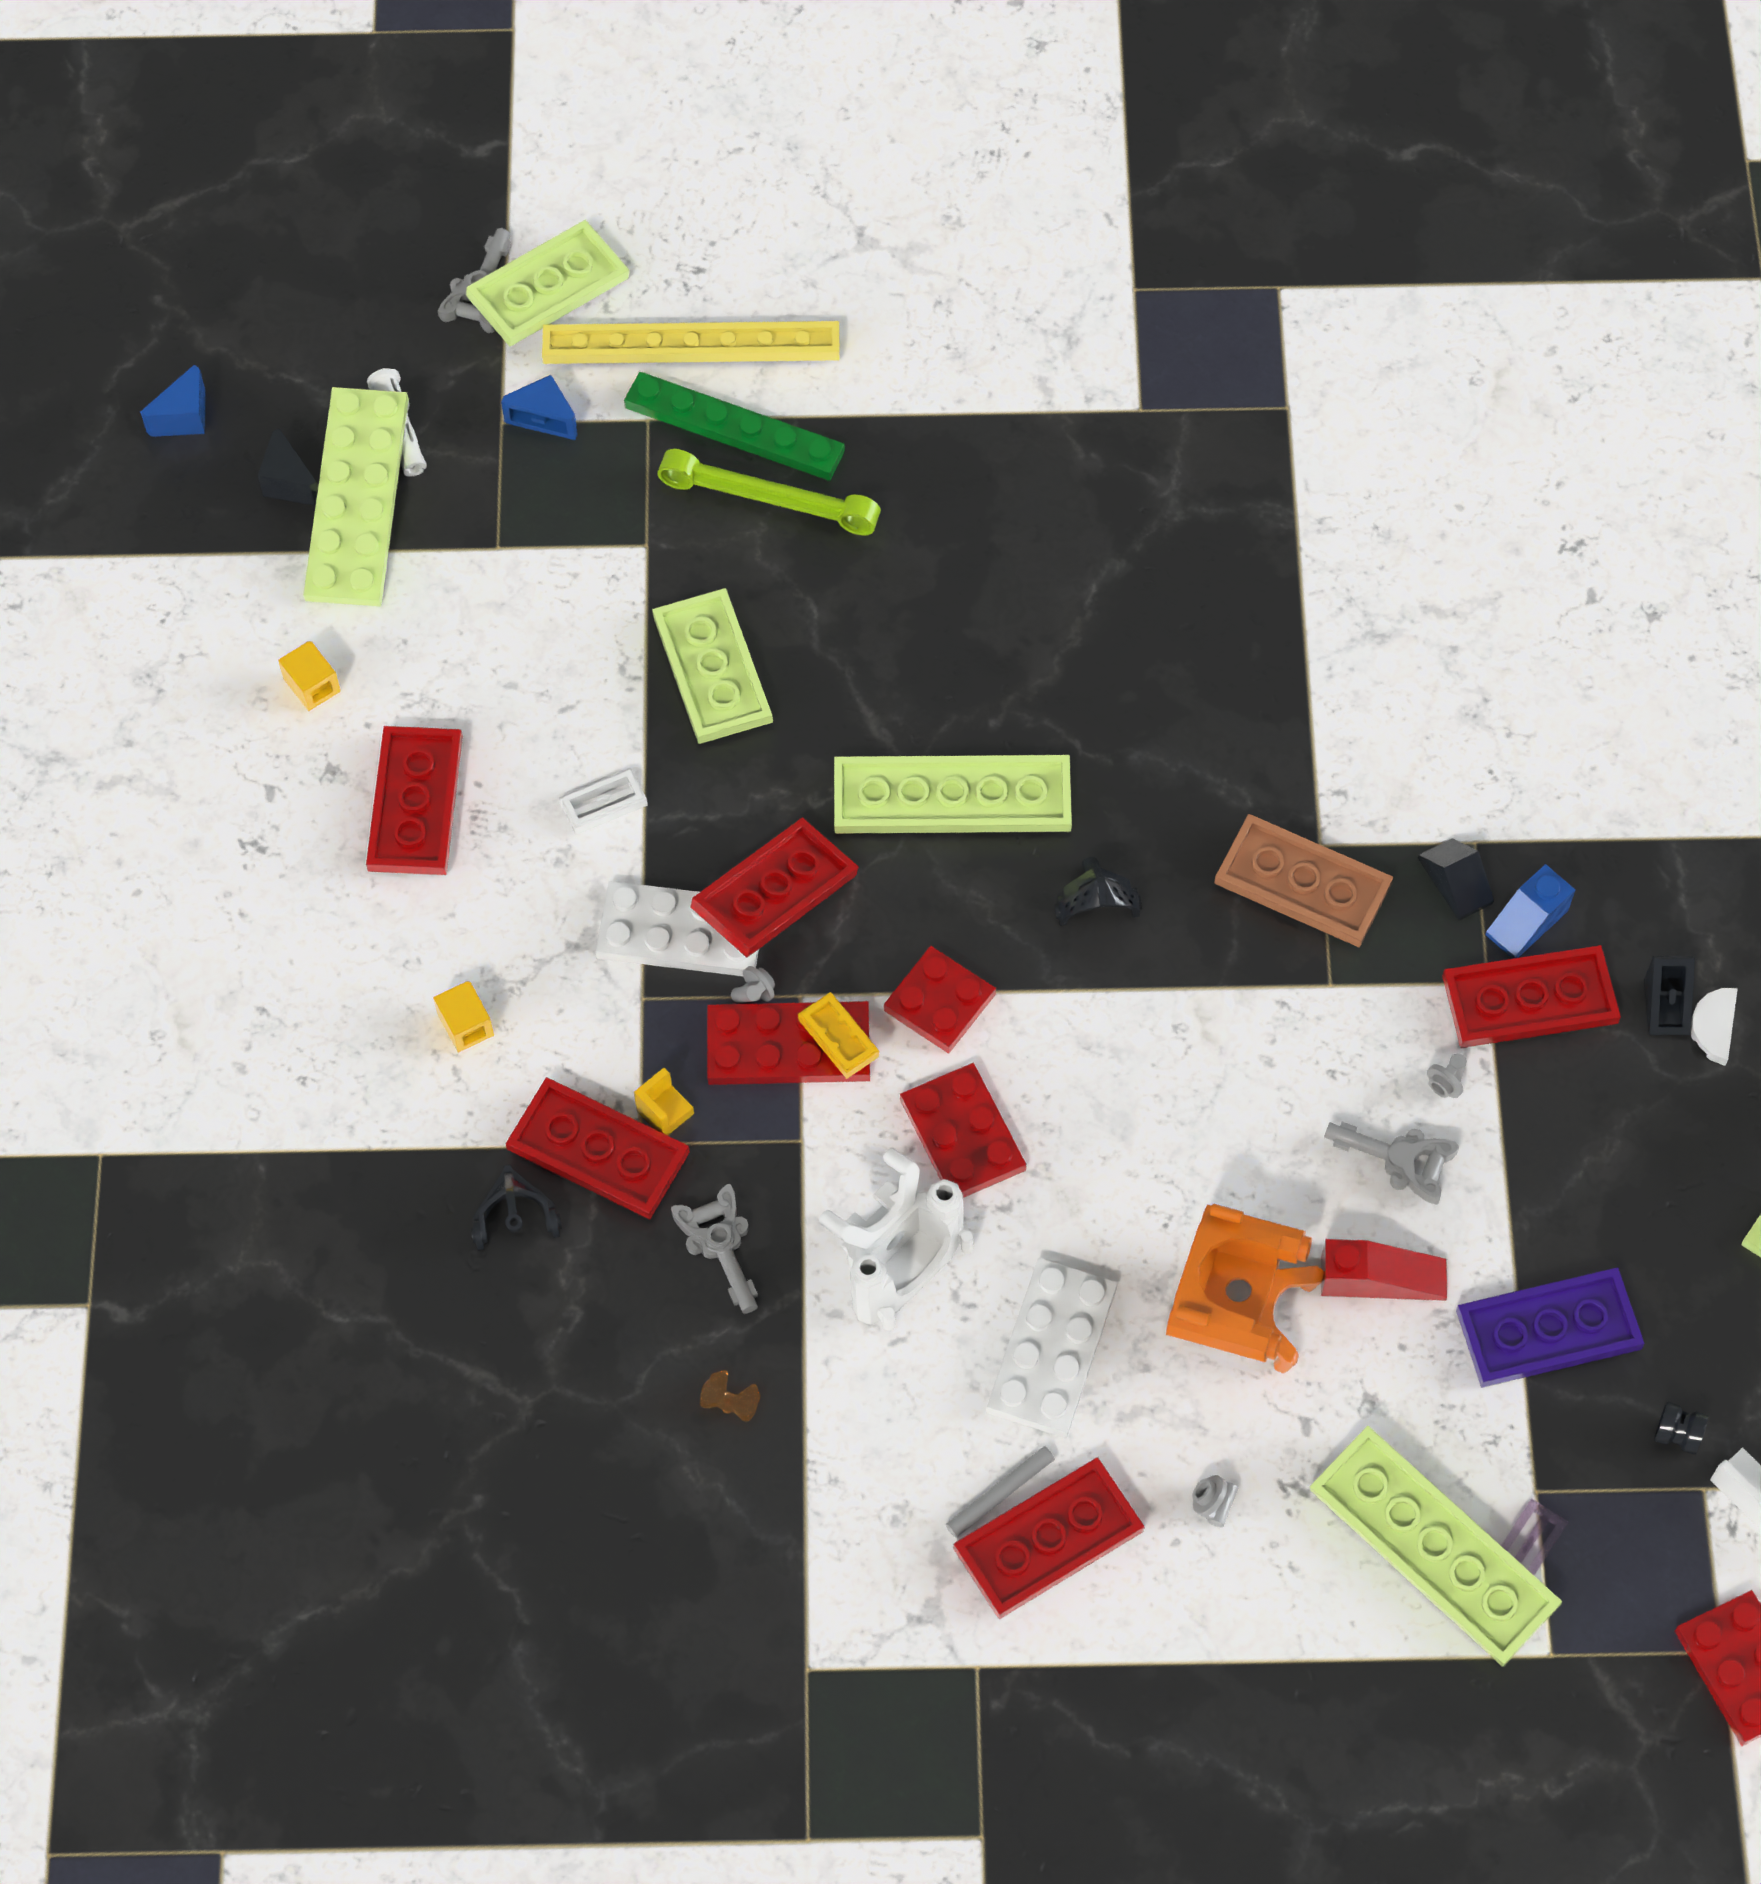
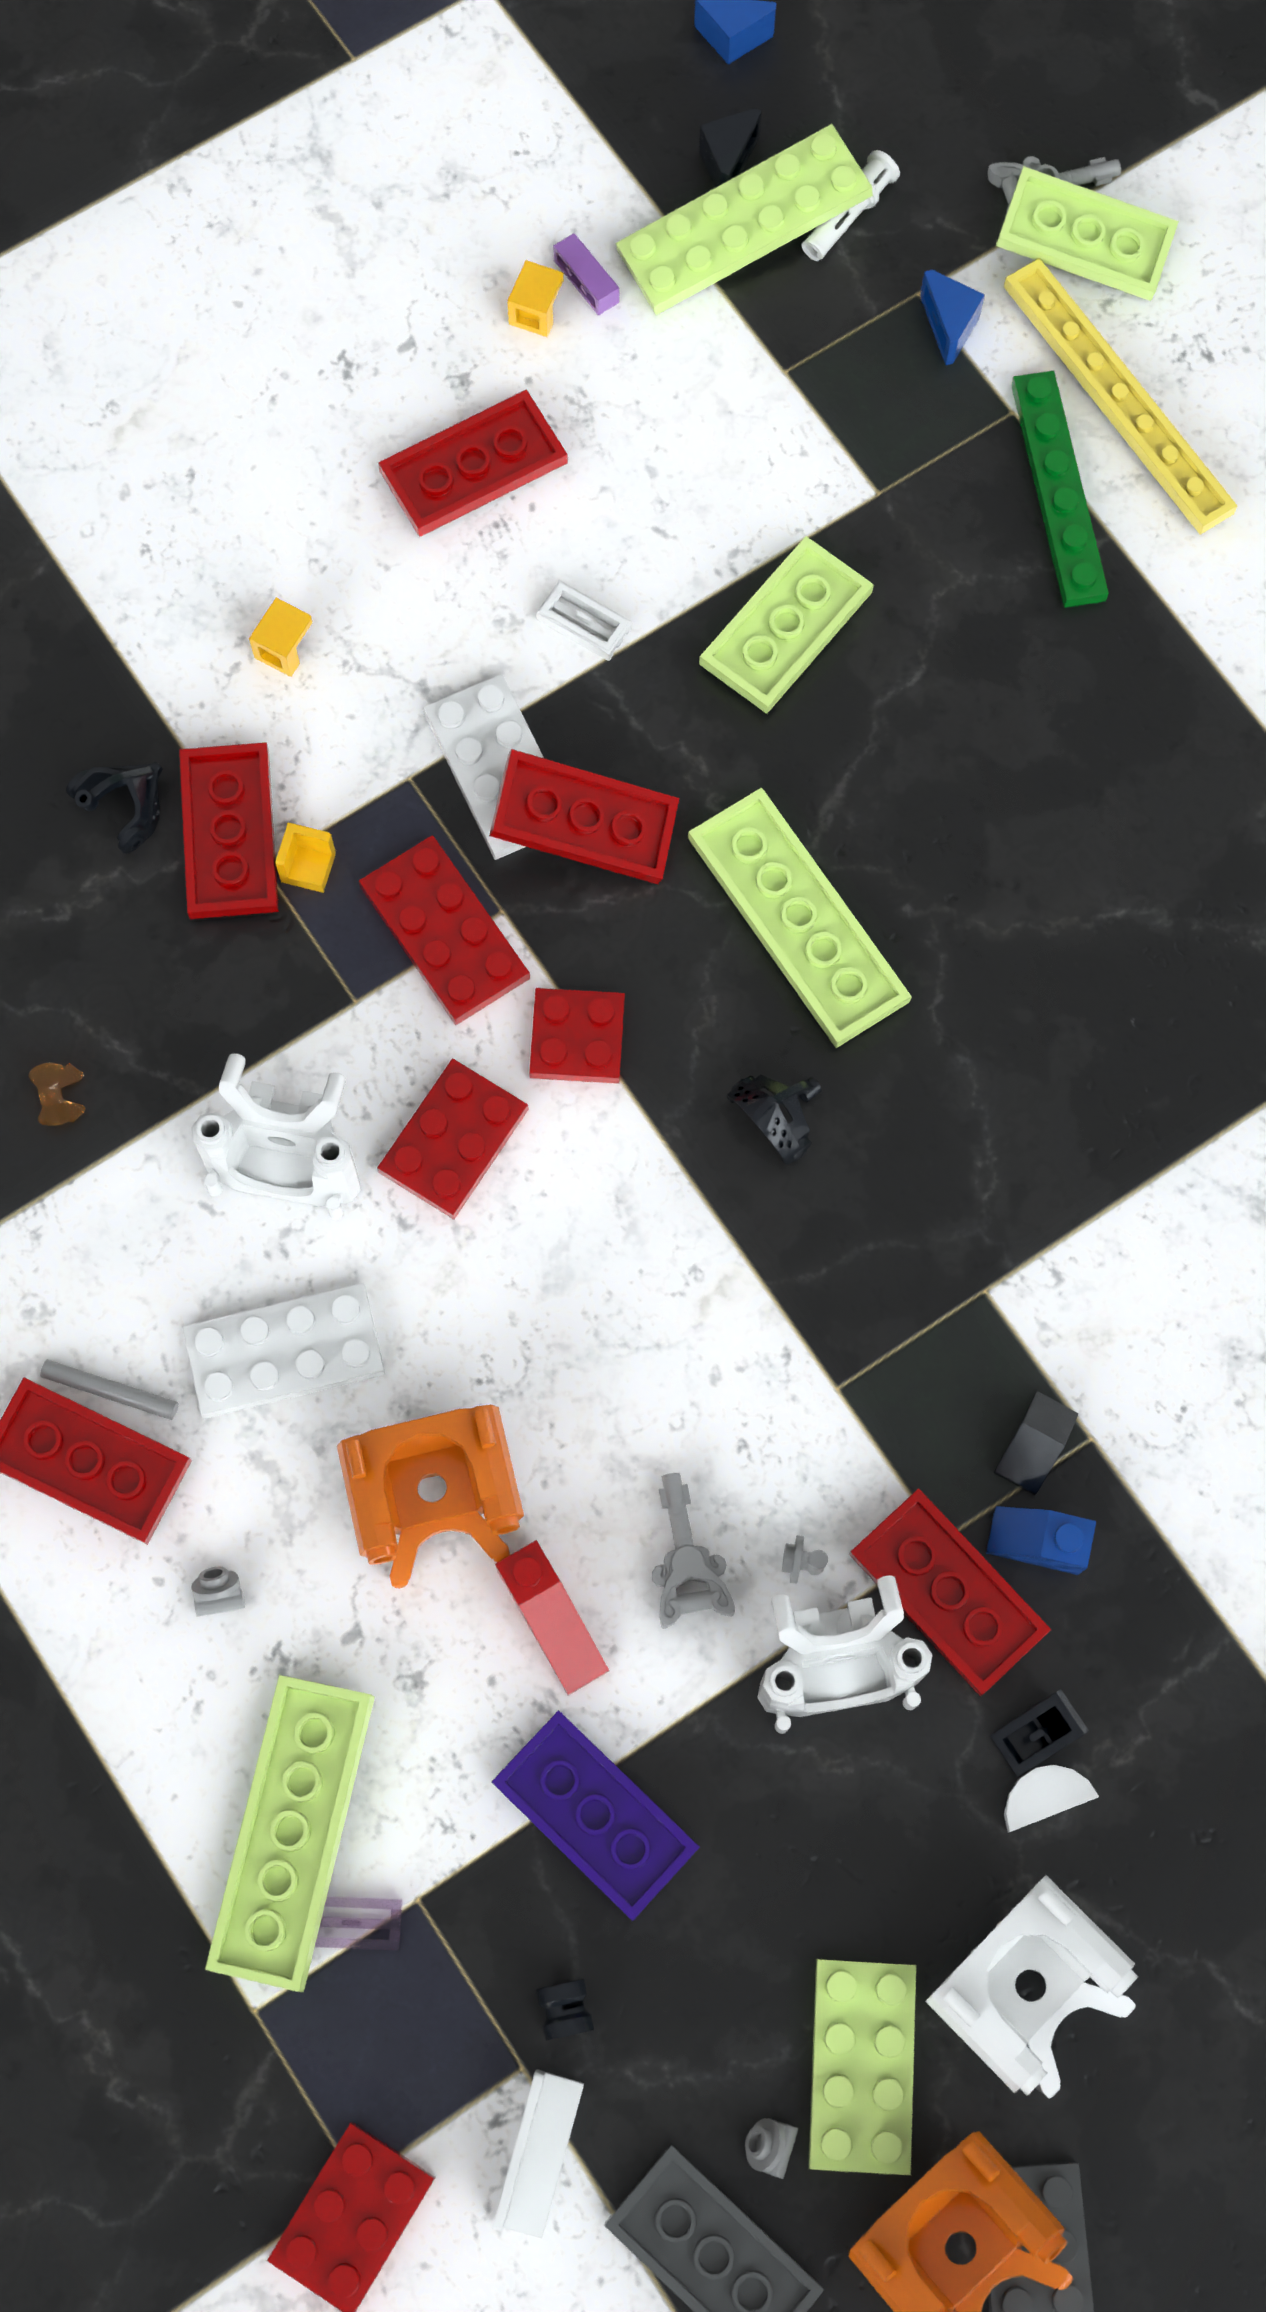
camera: 55 degrees right, 10 degrees up
(321, 629) = (586, 274): none -> medium lavender piece
(719, 1241) = (206, 992): light grey piece -> none
(758, 985) = (480, 865): light grey plate -> none
(838, 1035) = (465, 965): yellow plate -> none
(854, 514) = (1036, 644): lime piece -> none
(1304, 880) = (929, 1296): nougat plate -> none
(1543, 1084) = (842, 1658): none -> white piece

